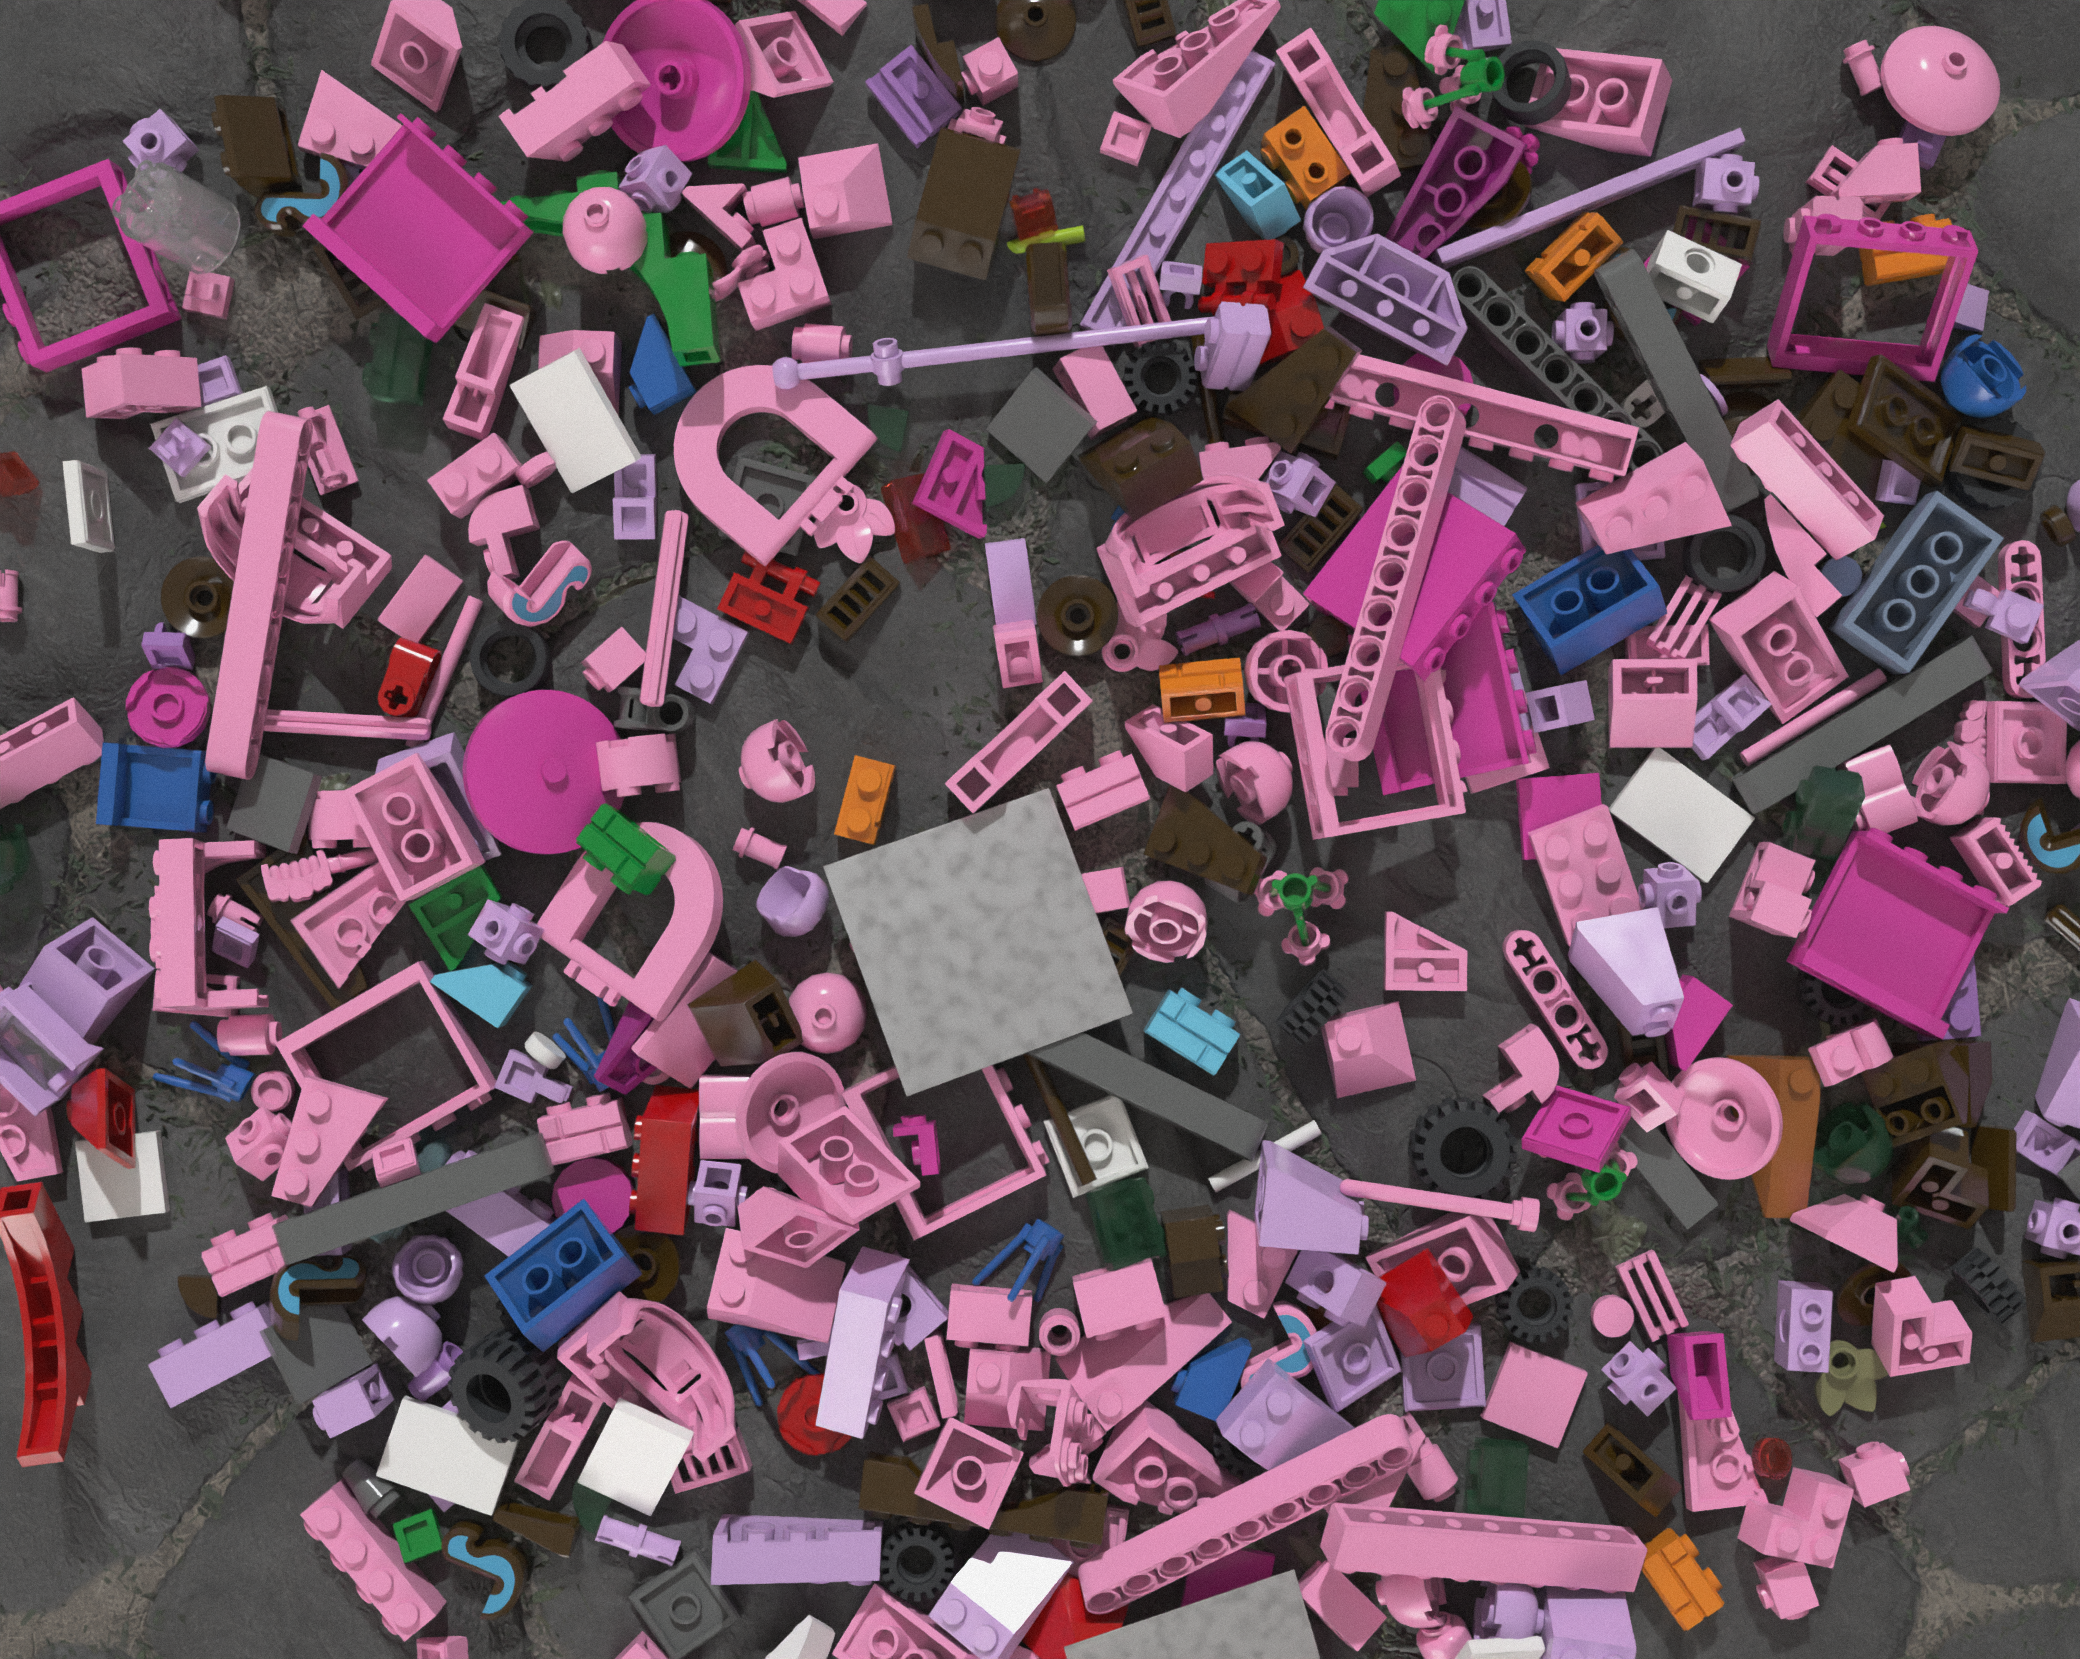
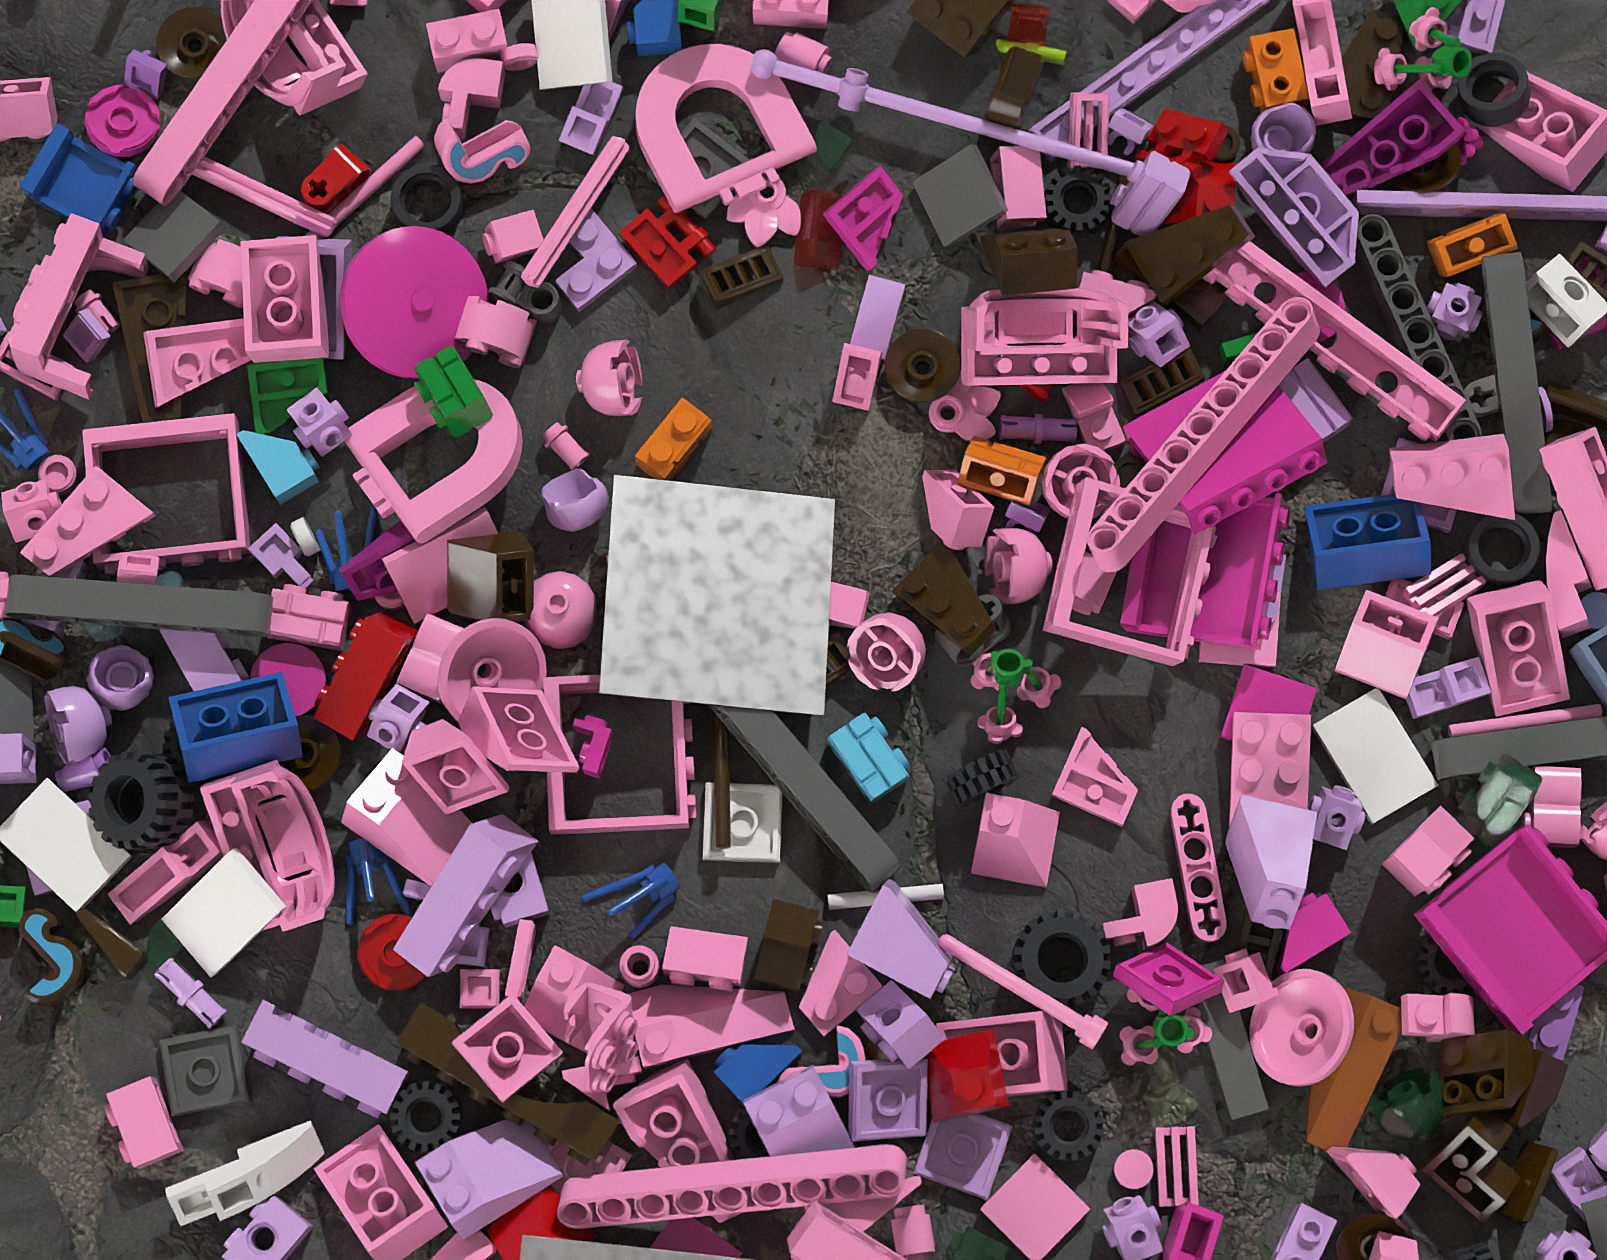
camera: 20 degrees right, 10 degrees down
(249, 1034) = (61, 416): bright pink brick -> none
(305, 877) = (170, 305): bright pink piece -> none
(420, 599) = (373, 121): bright pink slope -> none
(741, 1465) = (313, 952): bright pink slope -> none
(988, 1317) = (584, 928): bright pink brick -> none
(1002, 482) = (906, 231): clear green tile -> none
(1019, 742) = (804, 458): bright pink arch -> none
(1103, 790) = (879, 520): bright pink brick -> none
(1126, 1222) = (739, 897): clear green bracket -> none
(1258, 196) = (1224, 87): medium azure slope -> none
(1560, 706) = (1305, 614): lavender brick -> none
(1909, 1228) = (1427, 1203): clear green arm -> none

